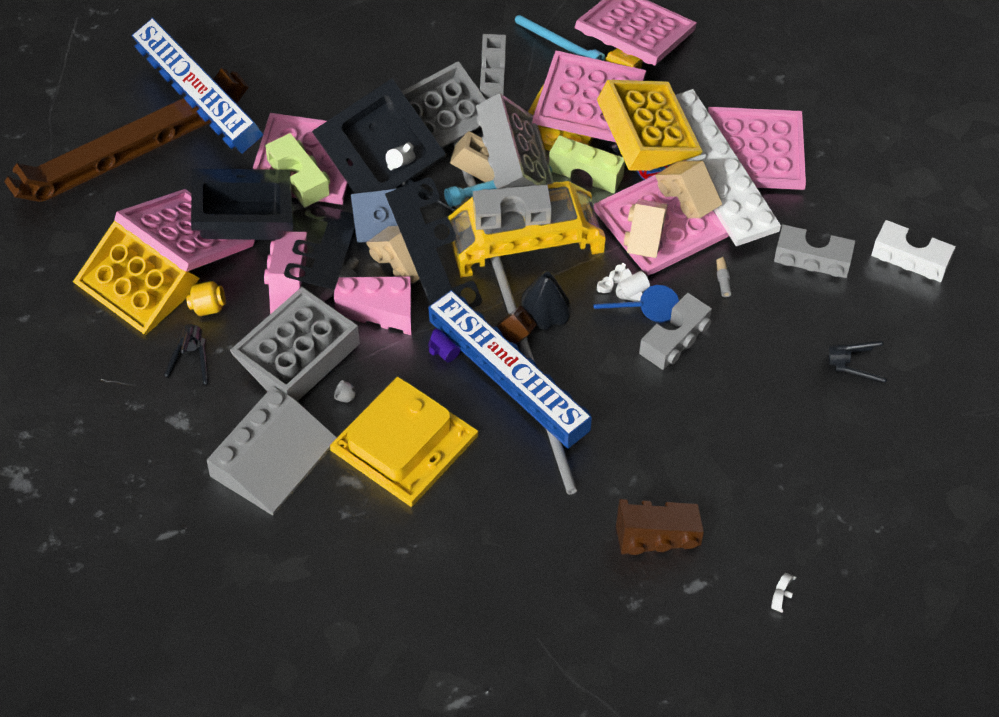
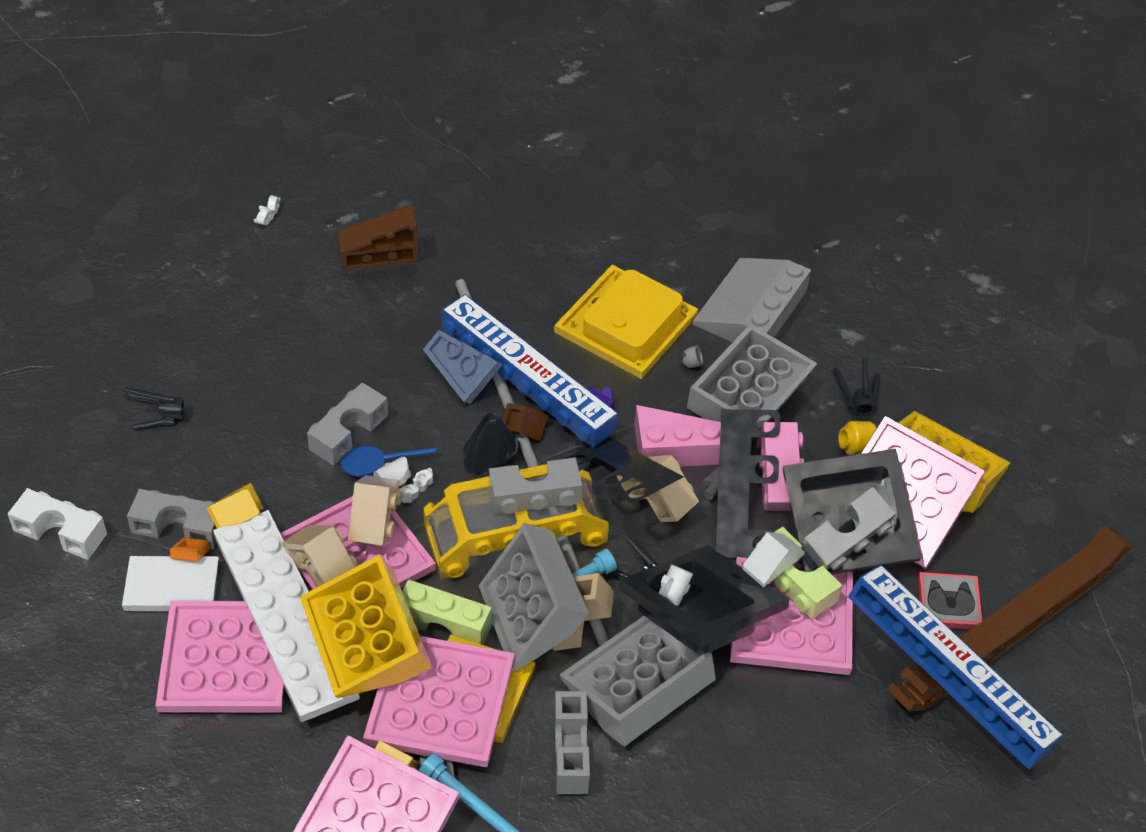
camera: 175 degrees right, 5 degrees down
(171, 167) = (951, 598): none -> tile
(267, 168) = (830, 546): none -> light grey arch
(315, 159) = (772, 557): none -> white slope
(371, 214) = (691, 535): sand blue plate -> none
(570, 378) = (461, 365): none -> sand blue wing
(723, 277) = (287, 494): light grey piece -> none
(766, 246) = (235, 507): none -> yellow slope
(800, 221) = (190, 549): none -> orange tile
(810, 207) = (159, 579): none -> white tile

